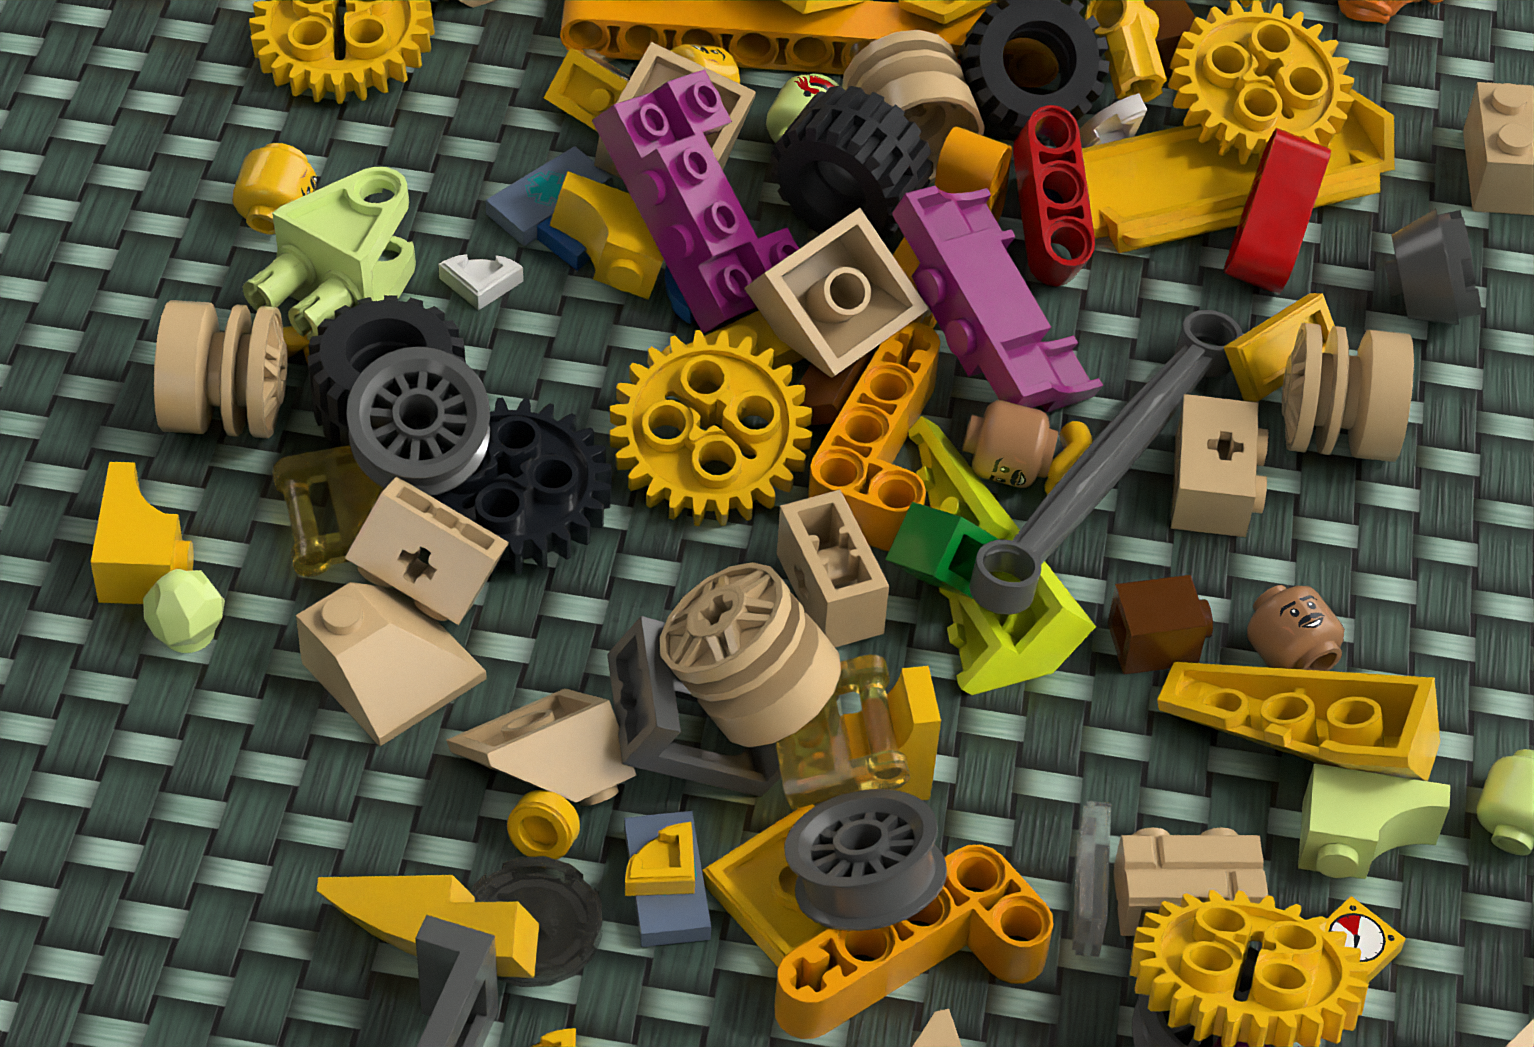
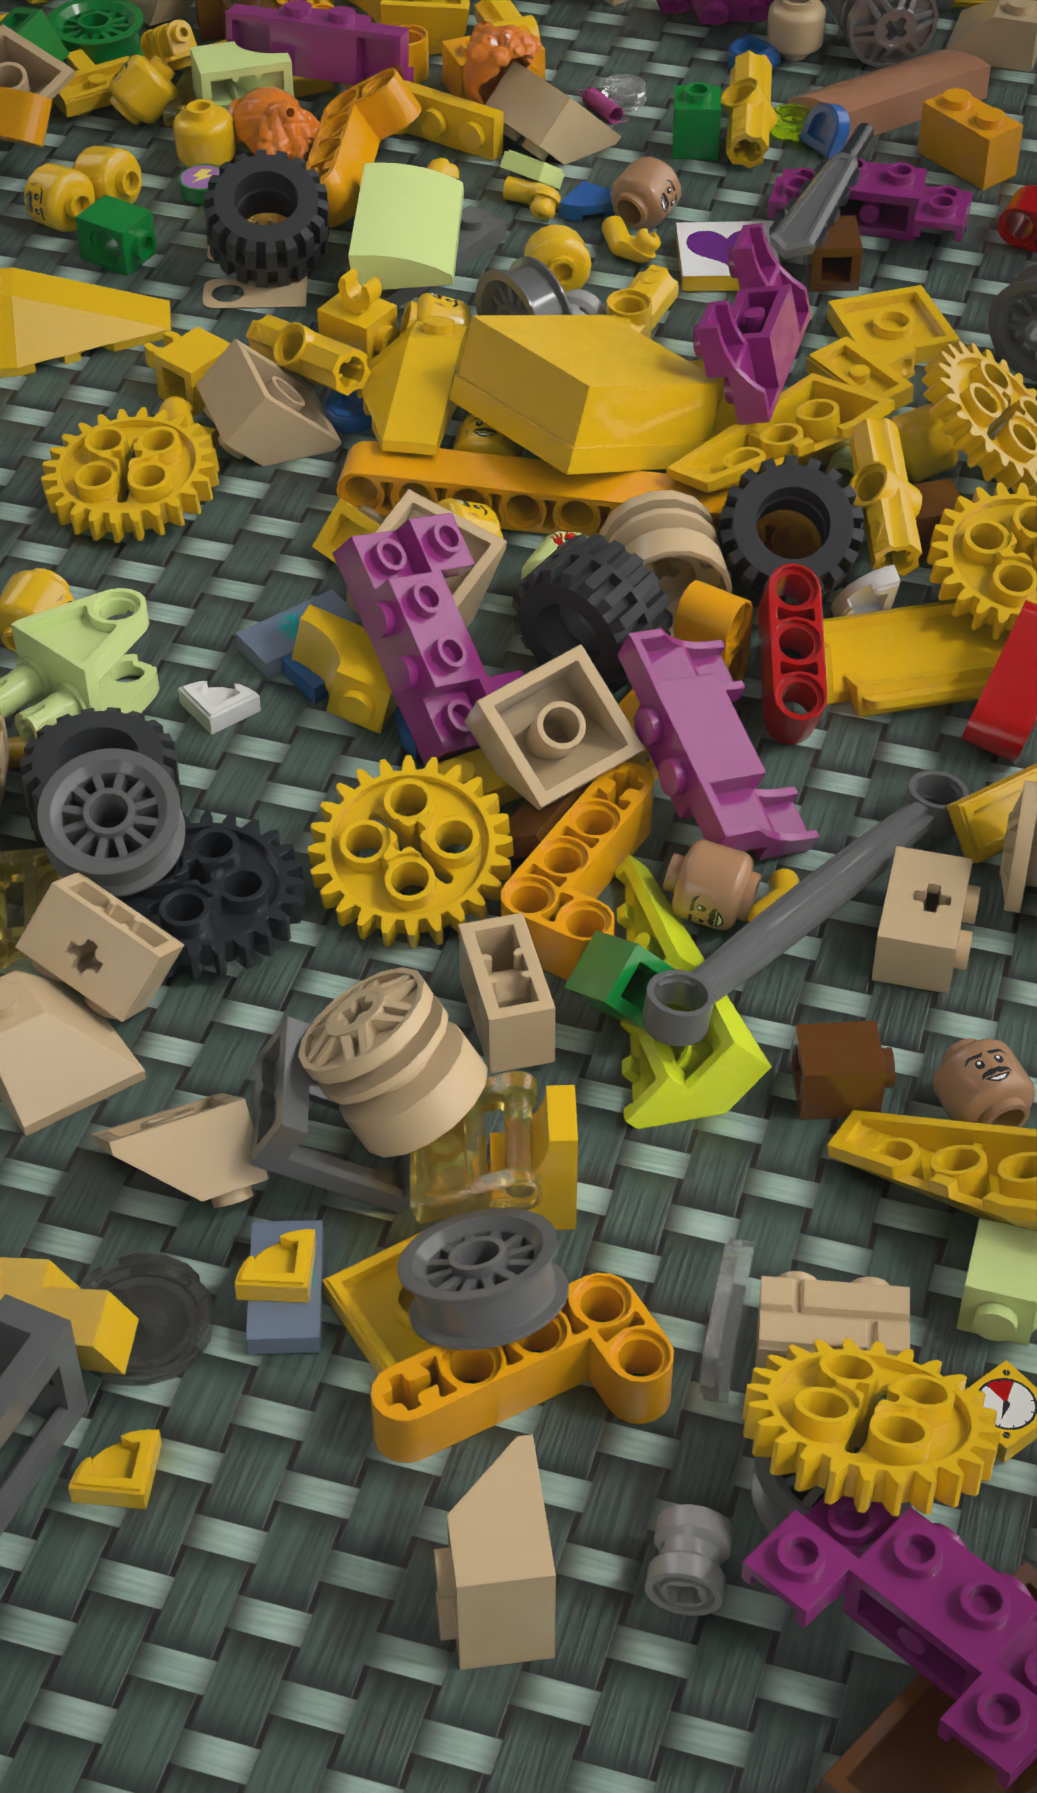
camera: 10 degrees right, 5 degrees down
(543, 824) = (166, 1221): yellow tile -> none

